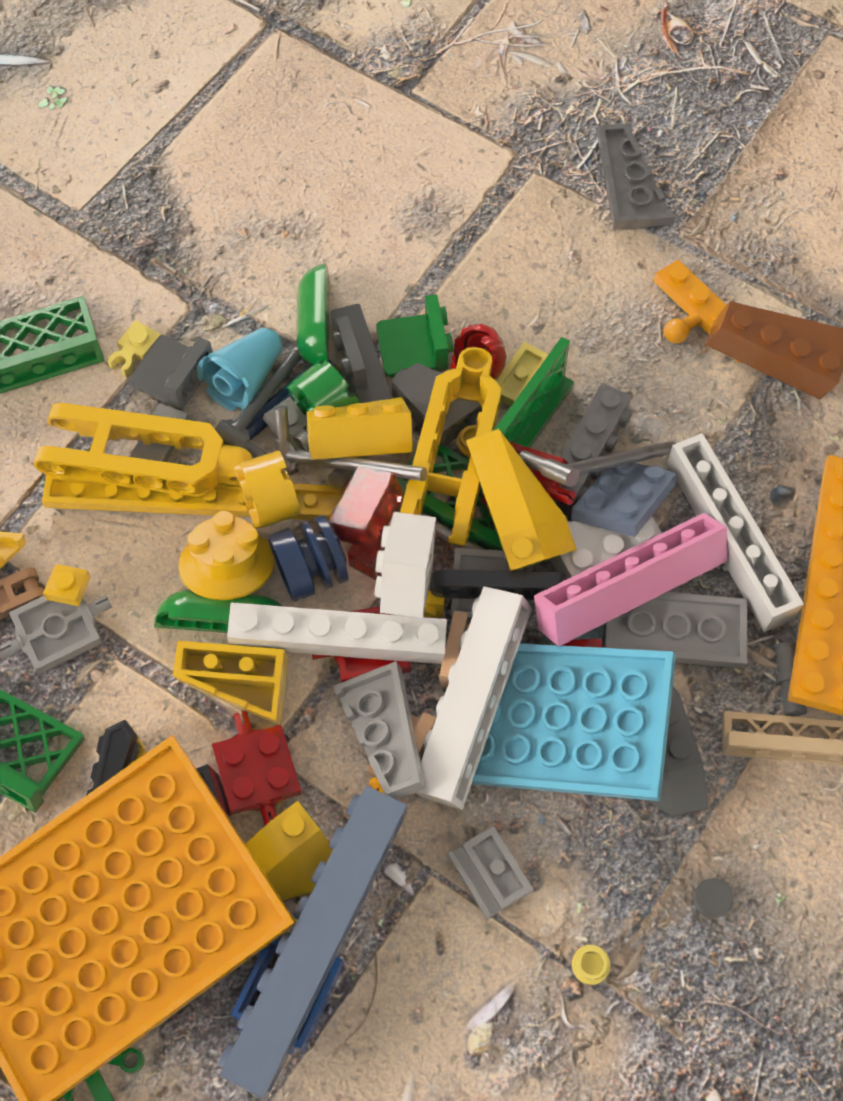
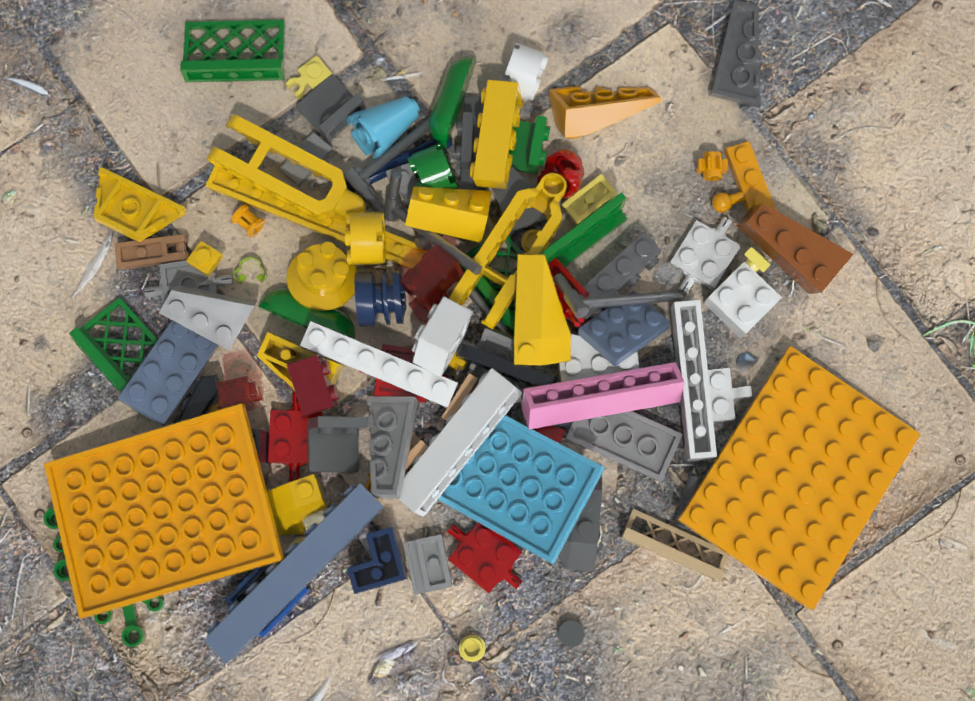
camera: 20 degrees right, 15 degrees up
(60, 737) = (168, 373): none -> sand blue plate
(93, 646) = (208, 313): none -> light grey wedge
(100, 524) = (251, 228): none -> light orange bush
(122, 598) = (241, 278): none -> lime piece
(162, 722) = (240, 391): none -> clear red brick
(260, 681) = (313, 384): none -> dark red brick
(309, 753) = (334, 443): none -> dark grey bracket
(385, 327) = (497, 134): none -> yellow wedge
(390, 261) = (524, 68): none -> white brick
(435, 891) = (386, 564): none -> dark blue brick
(476, 286) = (588, 111): none -> light orange wedge
(560, 836) = (484, 557): none -> red plate
(648, 295) = (712, 166): none -> light orange gear
(683, 392) = (705, 255): none -> white plate
(747, 372) = (756, 260): none -> light yellow plate
(749, 425) = (742, 300): none -> white brick
(780, 538) = (723, 394): none -> white plate

